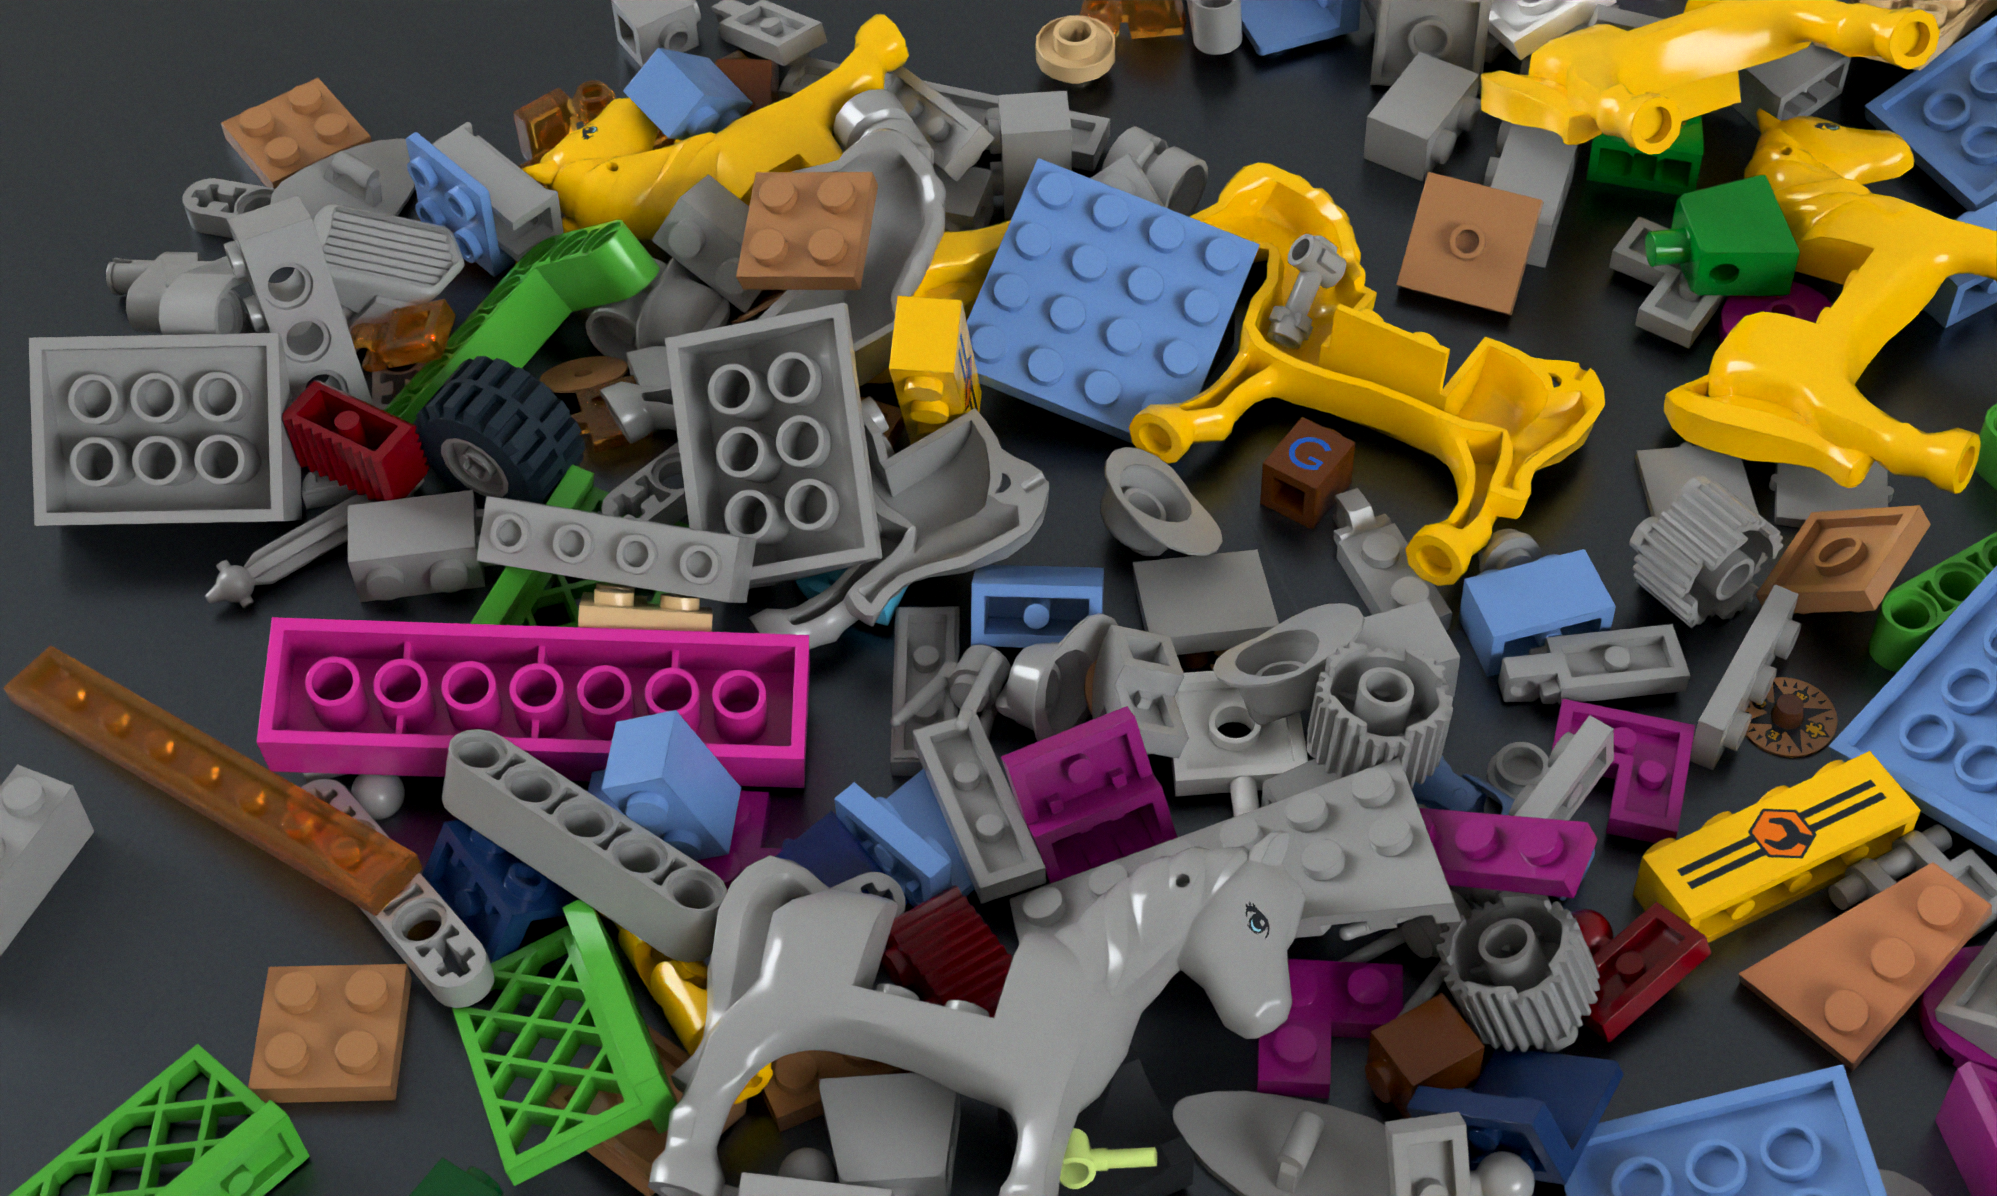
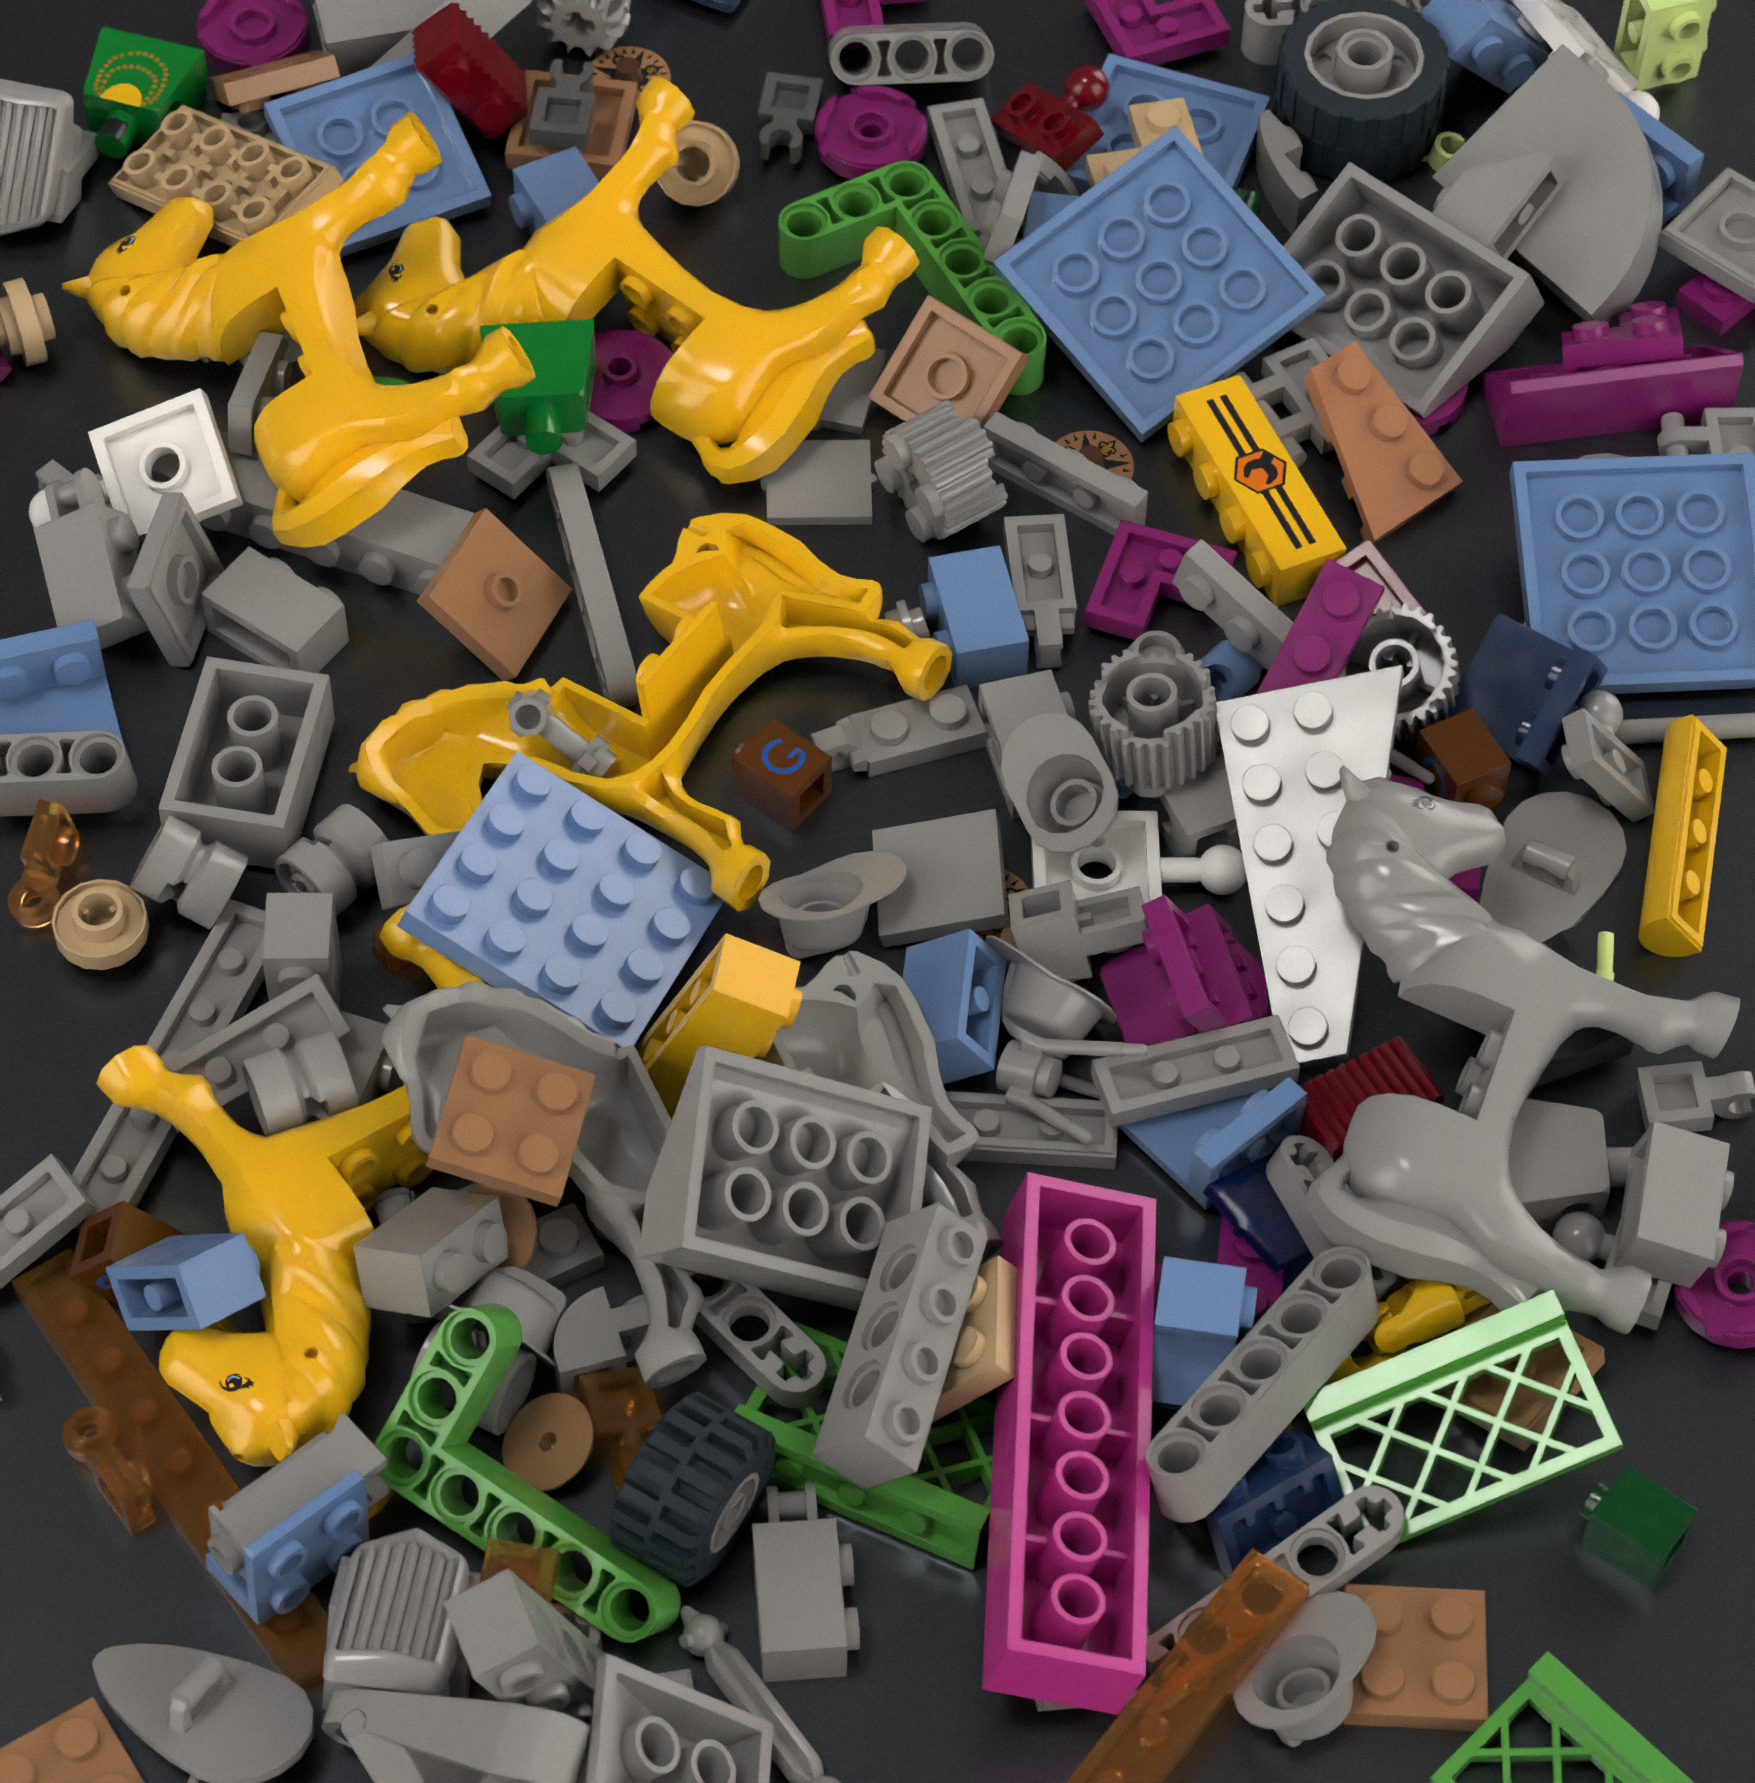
camera: 90 degrees left, 5 degrees up
(291, 917) = (1307, 1673): none -> light grey piece
(355, 443) = (698, 1621): dark red brick -> none
(1125, 80) = (189, 872): none -> light grey wheel
(1249, 104) = (250, 756): none -> light grey brick
(1602, 299) = (592, 584): none -> light grey beam

